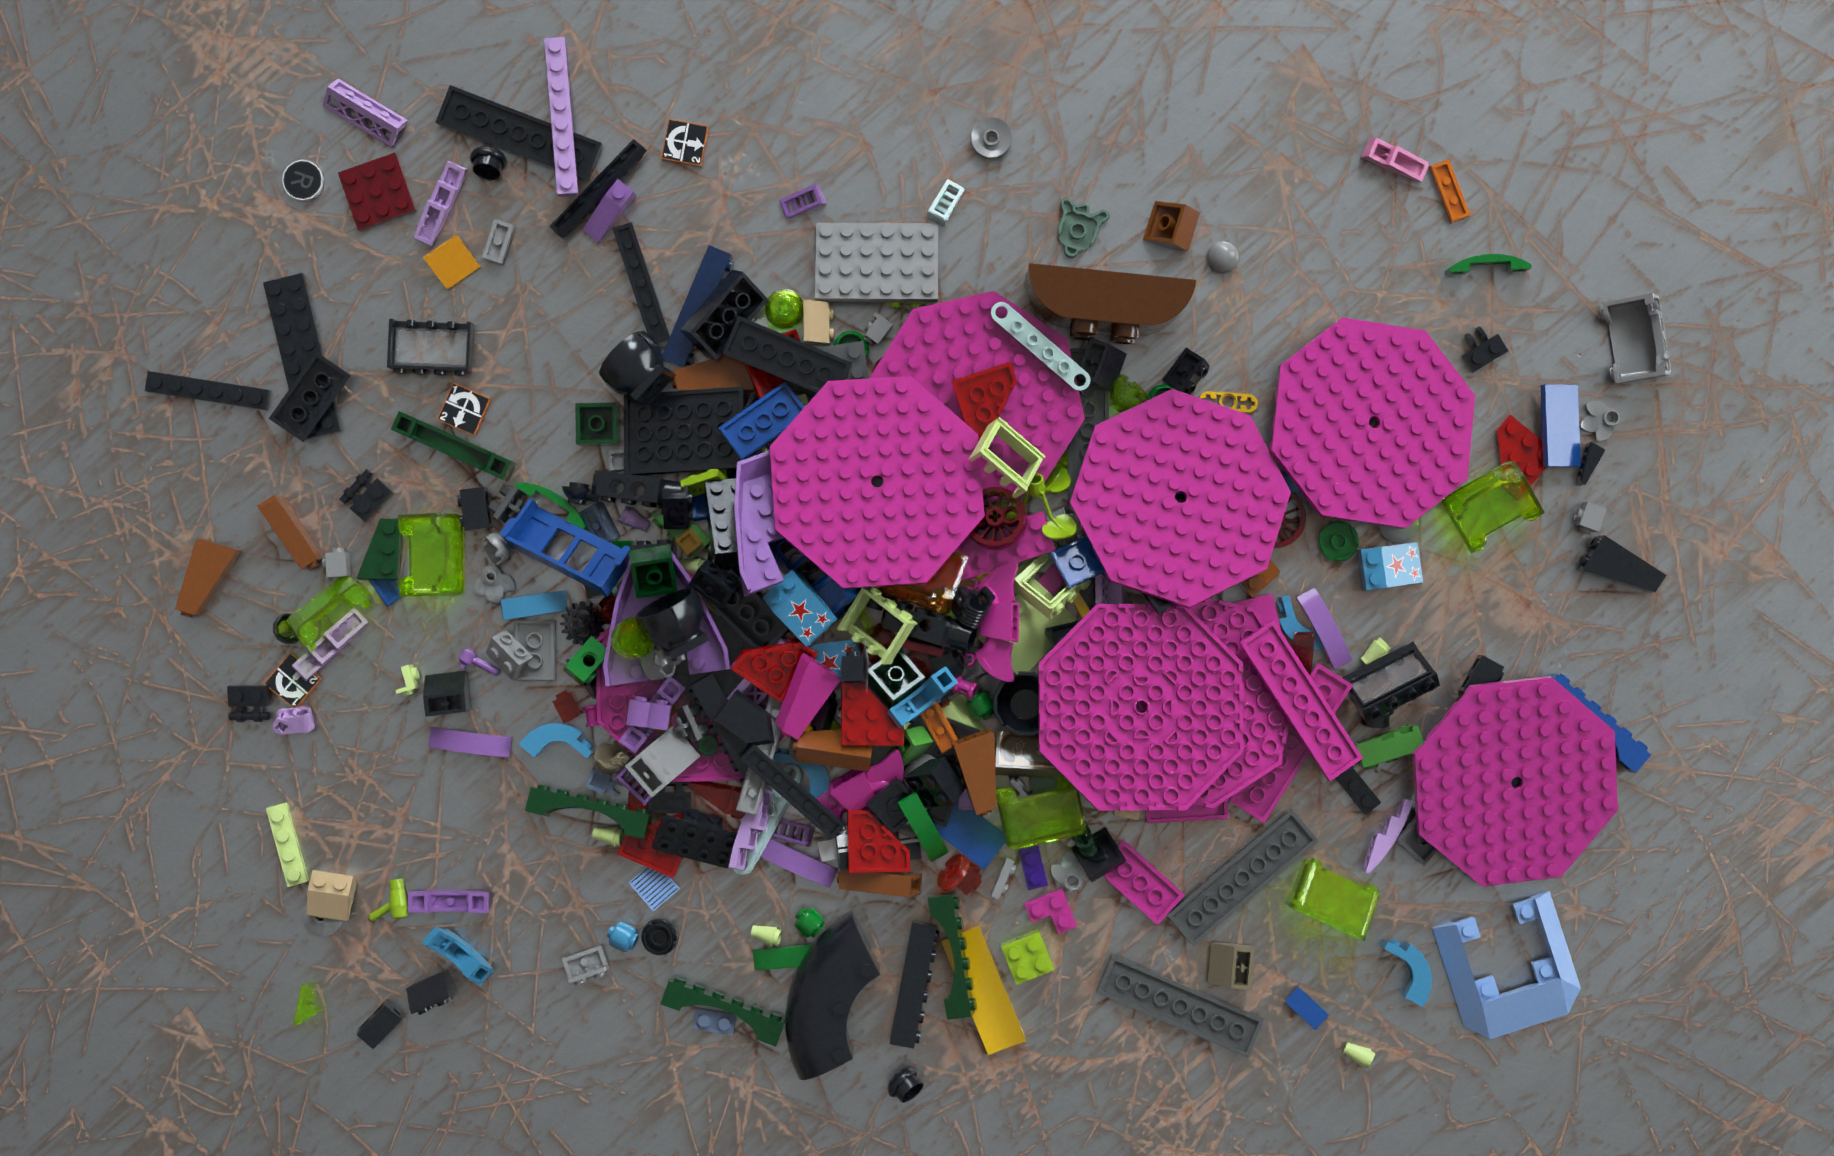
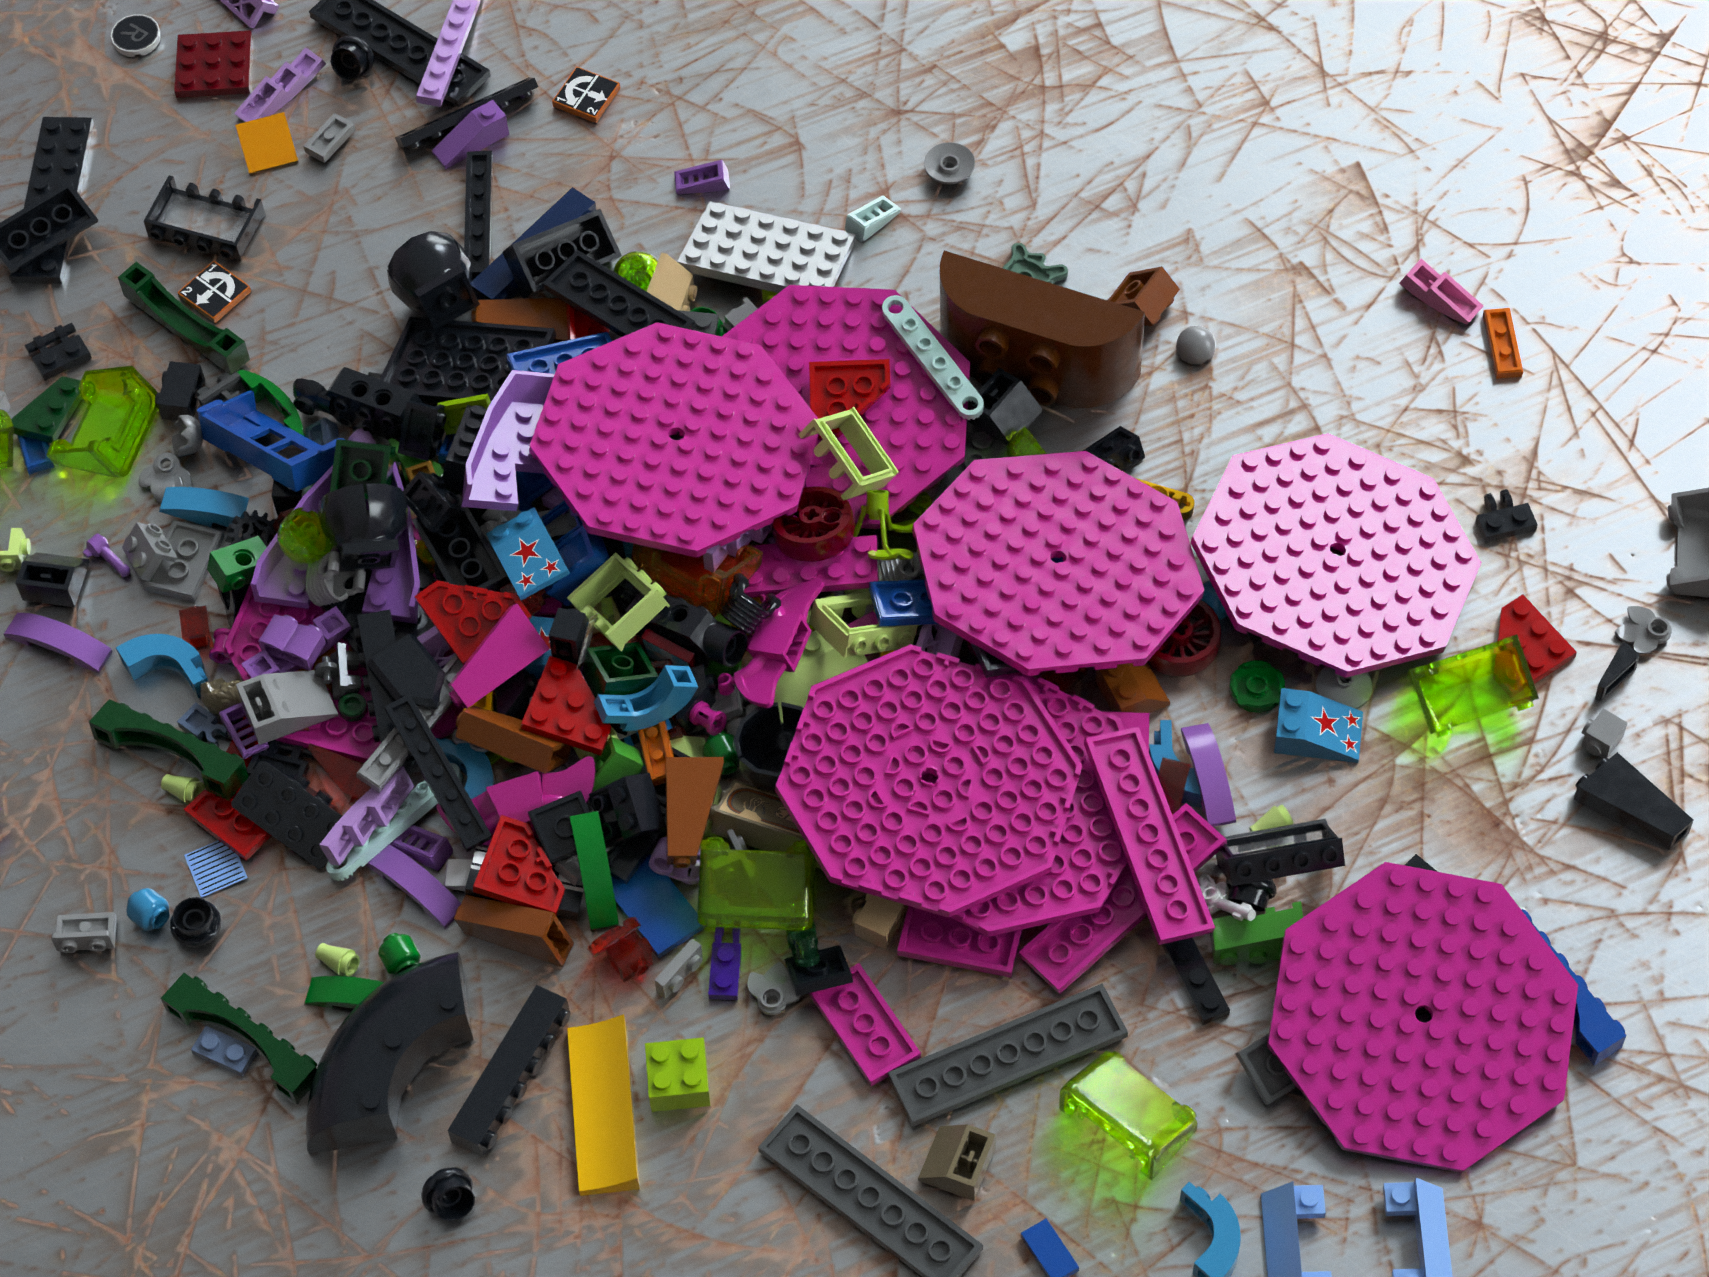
camera: 15 degrees right, 30 degrees down
(597, 424) = (365, 335): dark green brick -> none
(945, 910) = (564, 1102): dark green arch -> none
(1052, 904) = (735, 1024): dark pink plate -> none
(1354, 727) = (1216, 899): none -> white piece
(1381, 843) = (1220, 1056): lavender slope -> none
(1512, 263) = (1535, 420): green slope -> none
(1560, 425) = (1587, 619): tile -> none

